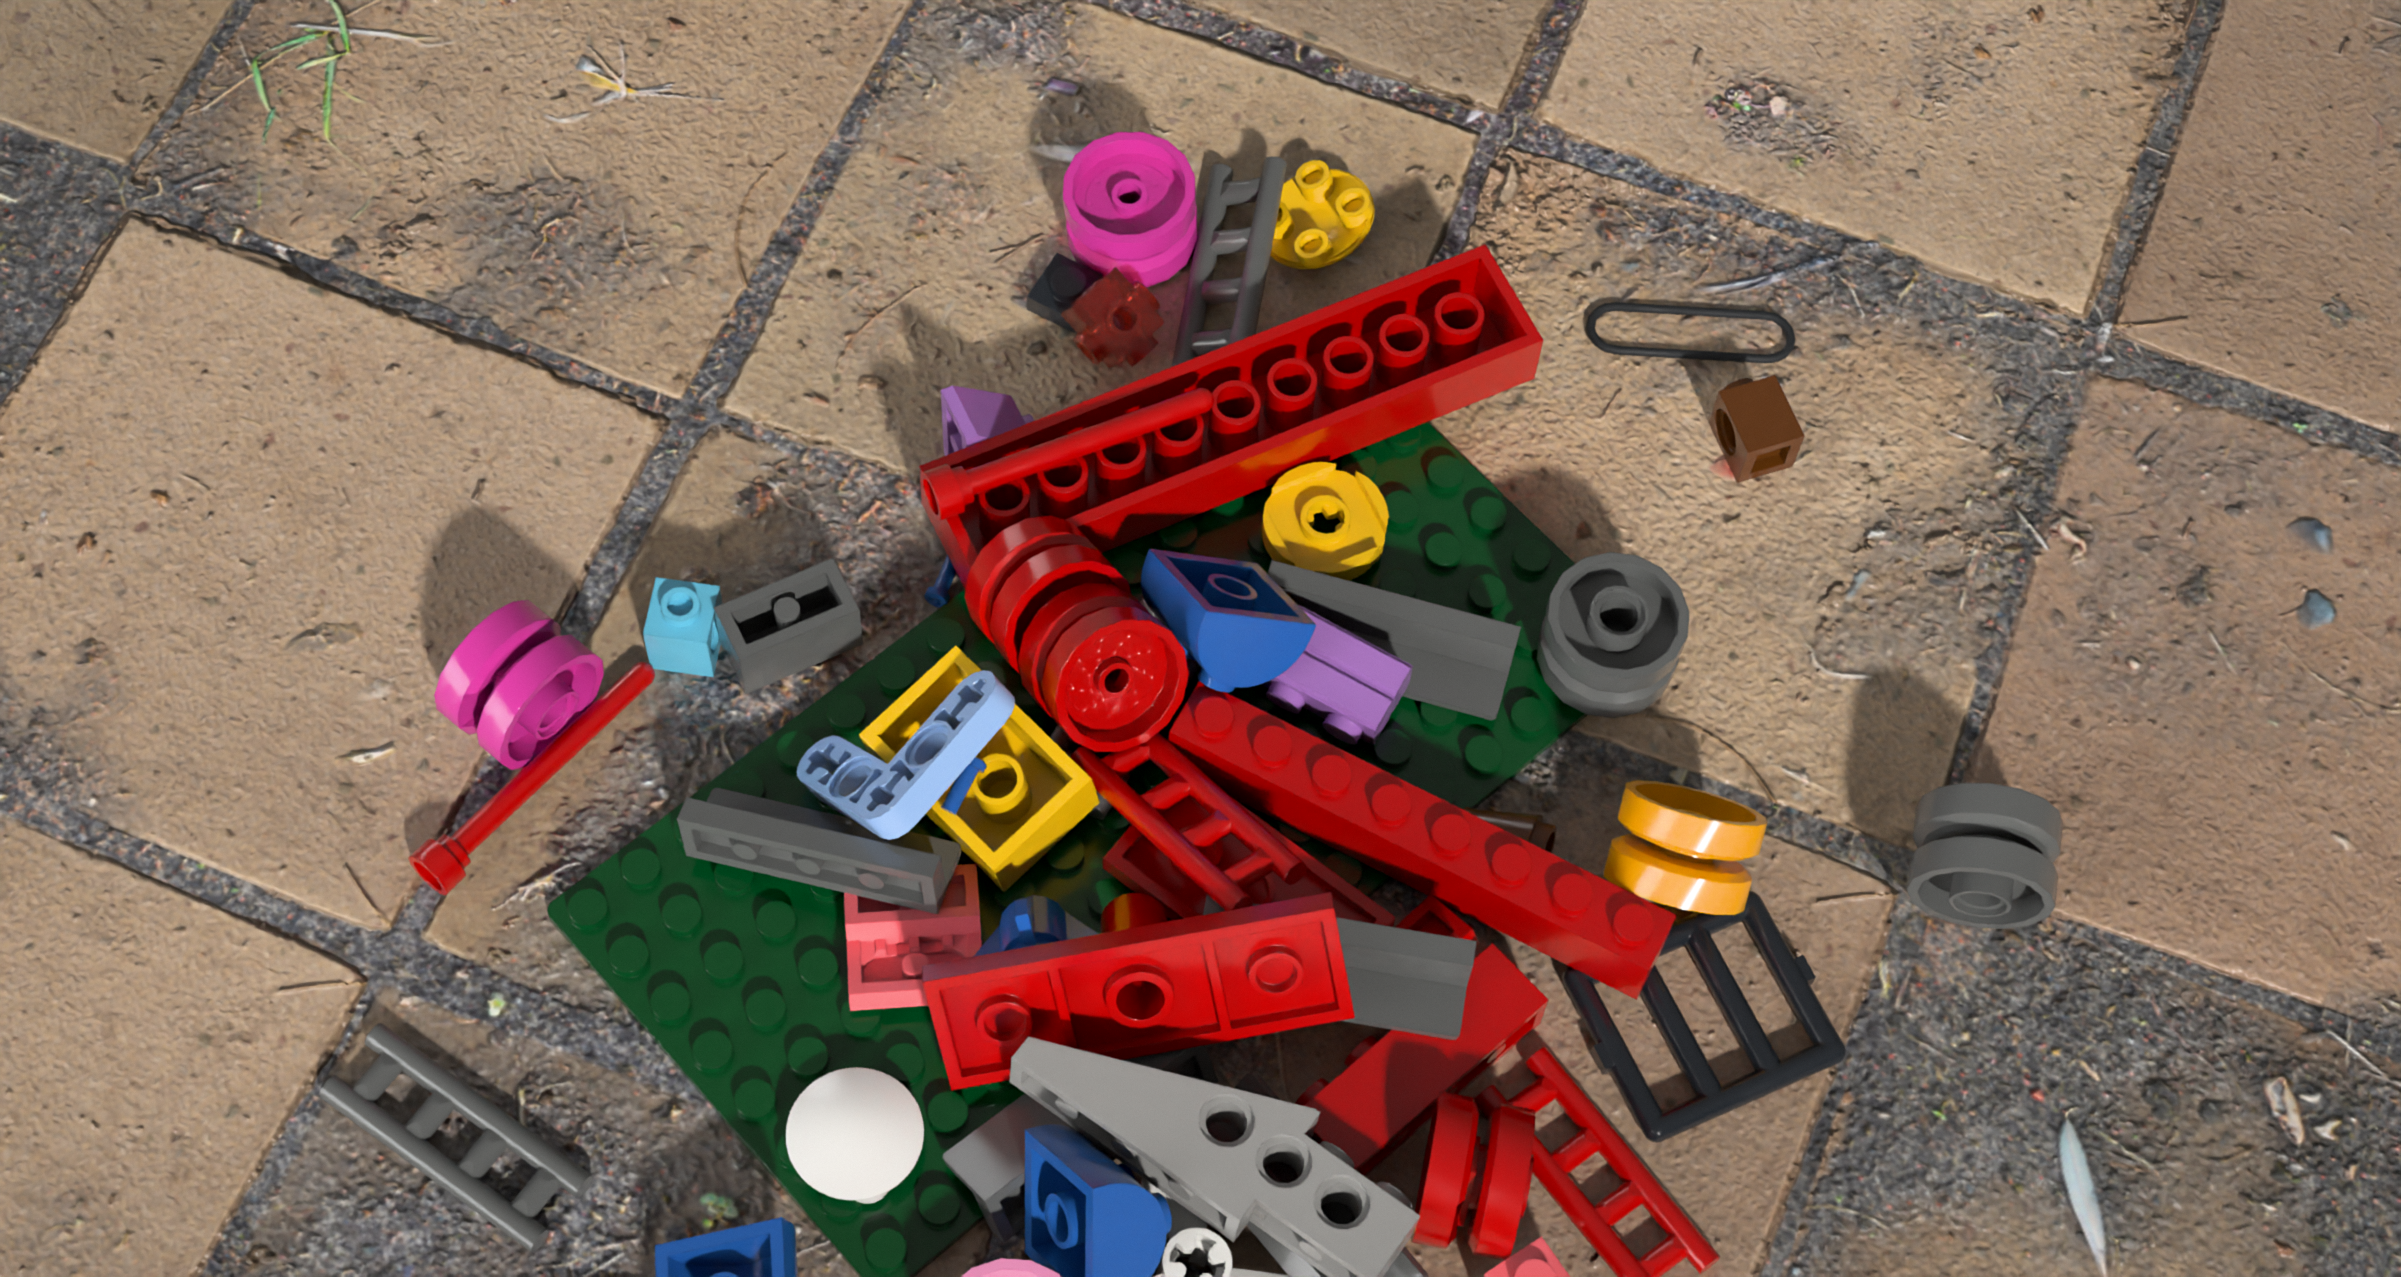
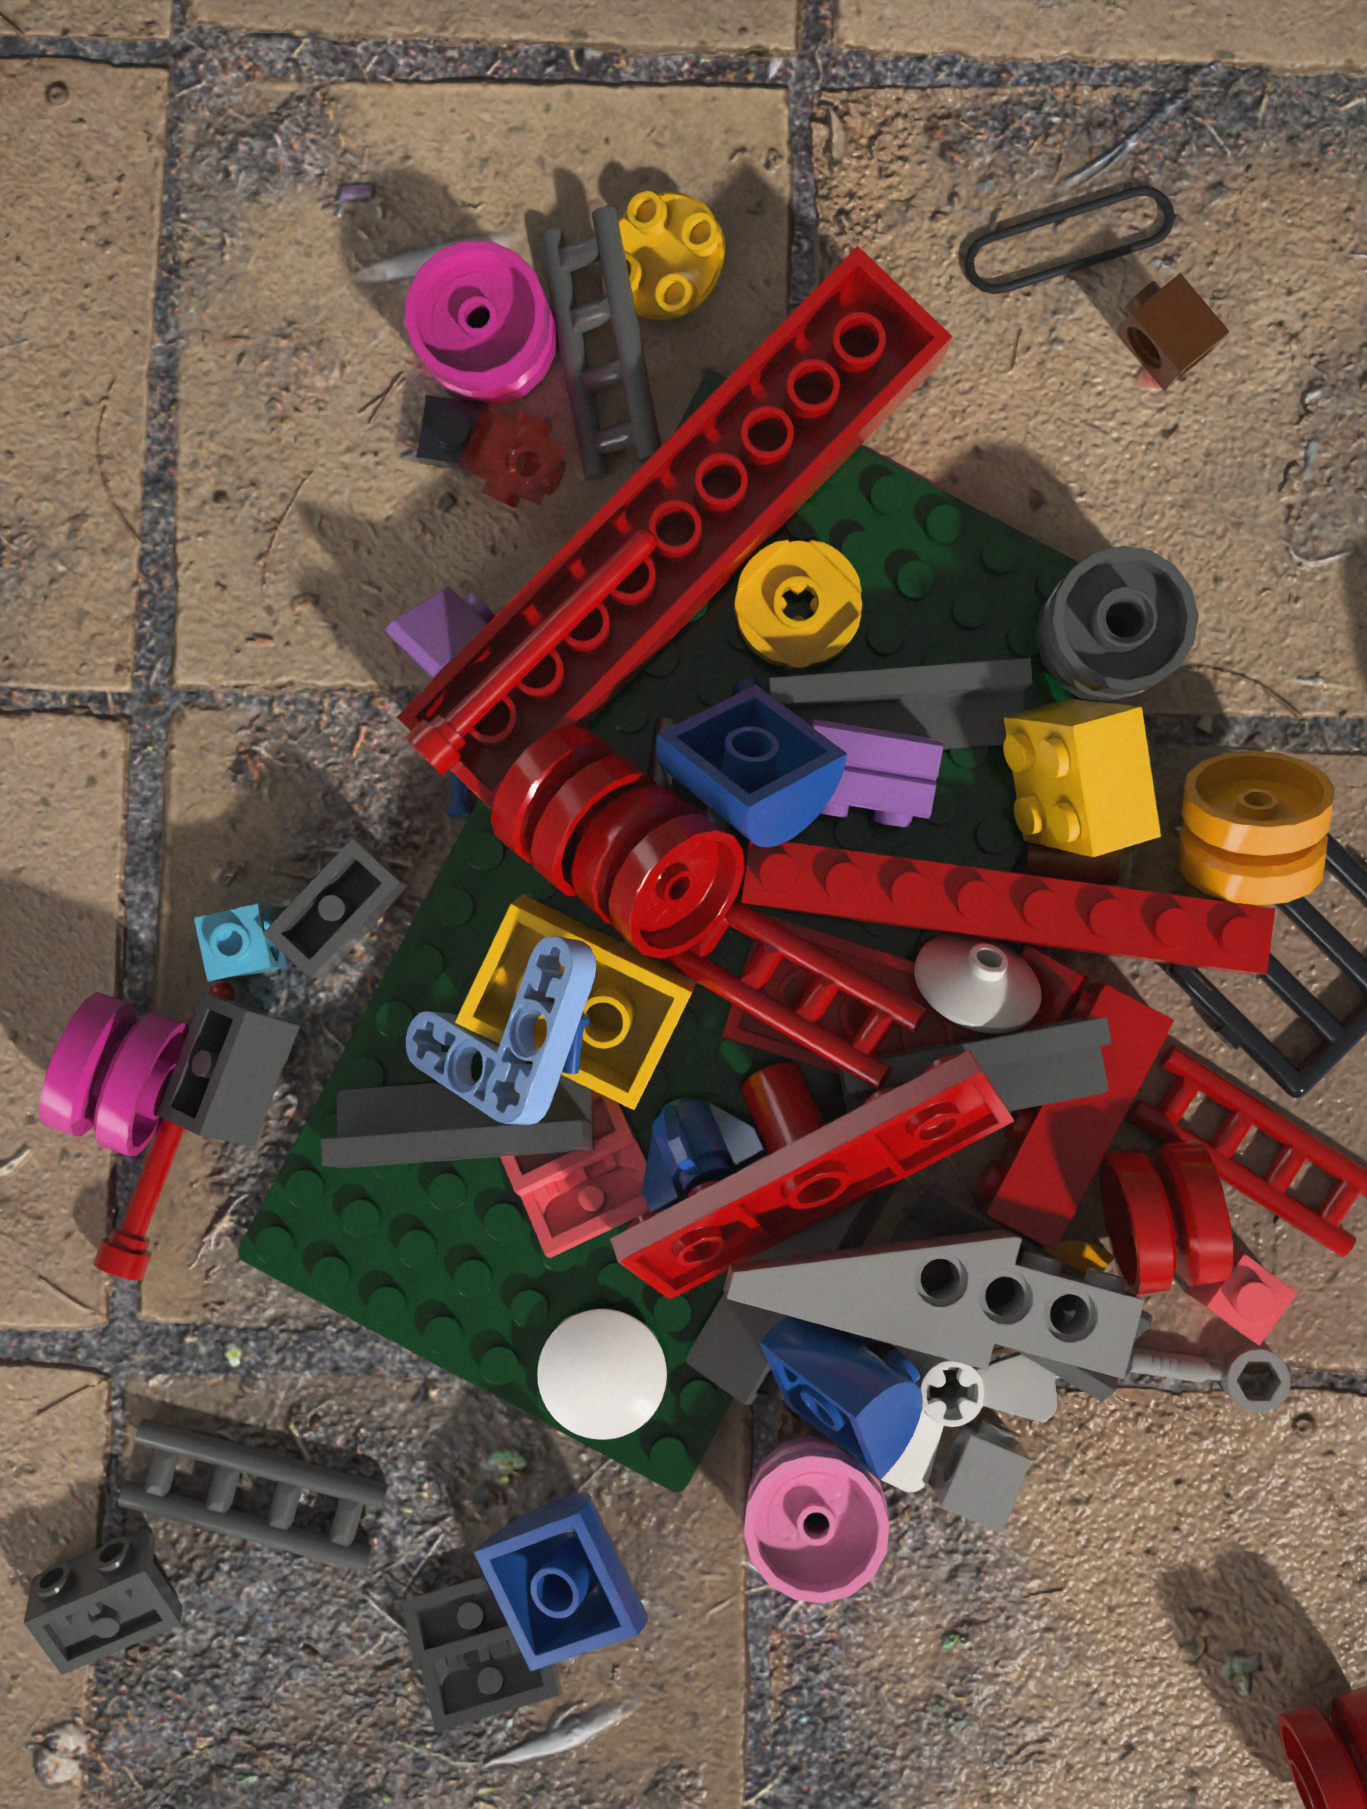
camera: 15 degrees left, 25 degrees up
(257, 1180) = (100, 1602): none -> dark grey bracket
(623, 726) = (228, 1070): none -> dark grey brick
(1367, 889) = (977, 983): none -> white dish
(1532, 741) = (1082, 776): none -> yellow brick

